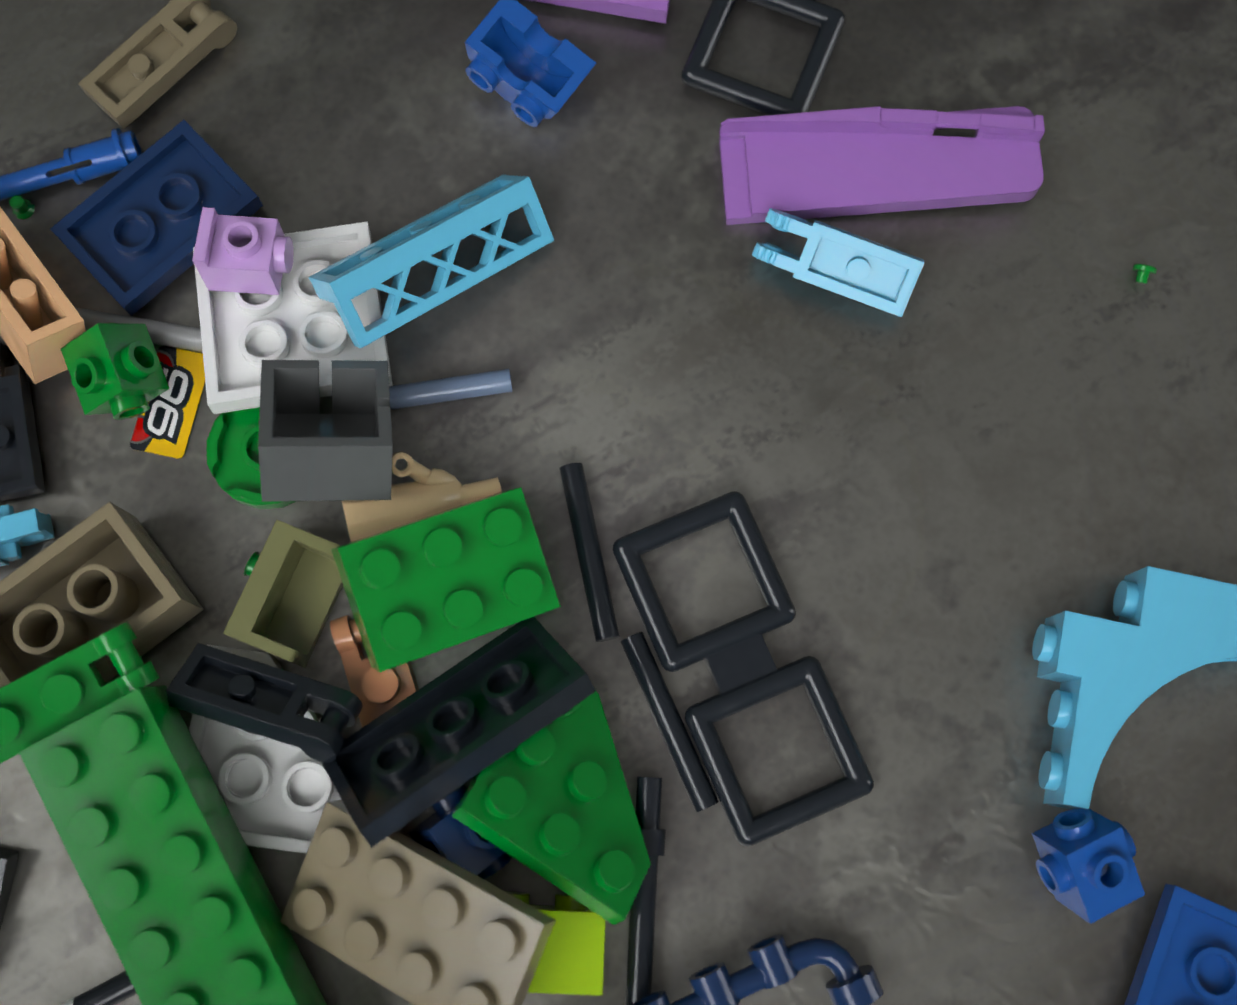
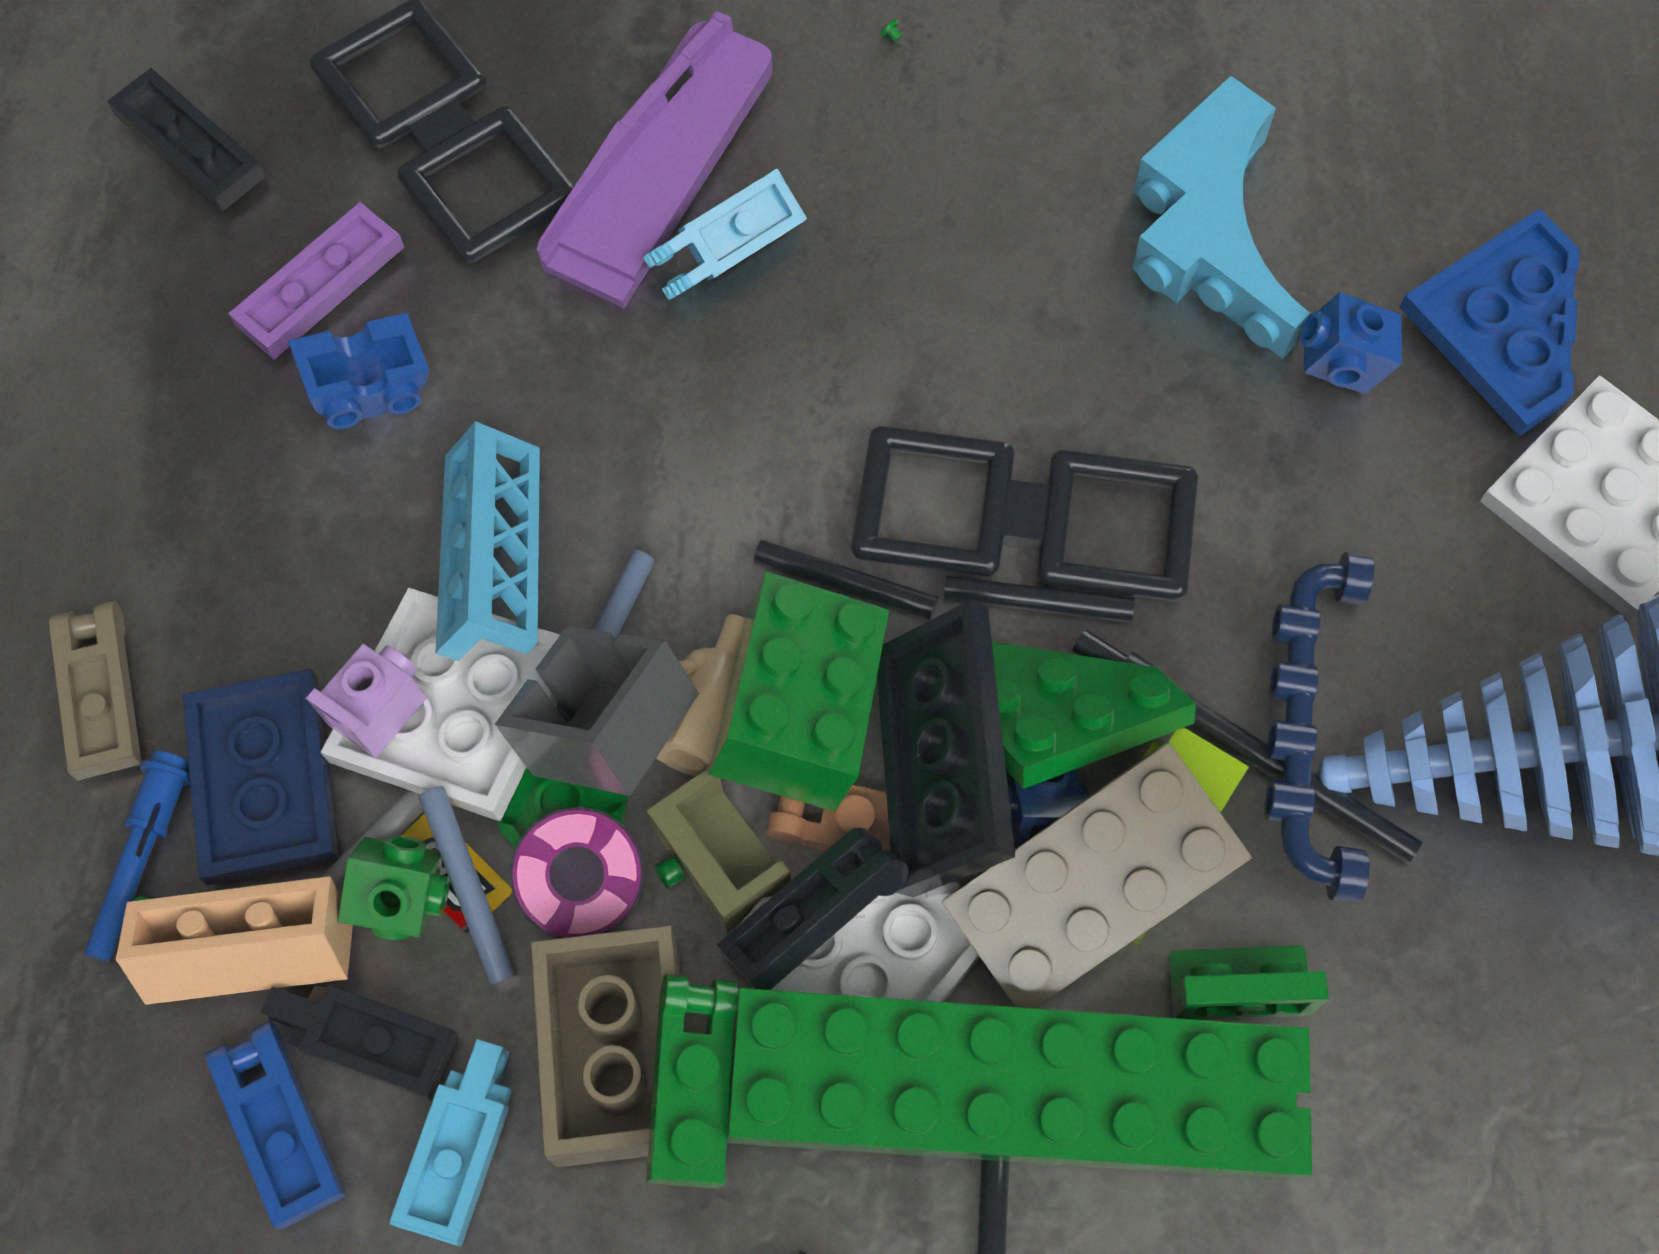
camera: 55 degrees left, 10 degrees down
(150, 422) = (466, 885): none -> sand blue bar
(208, 498) = (577, 872): none -> tile

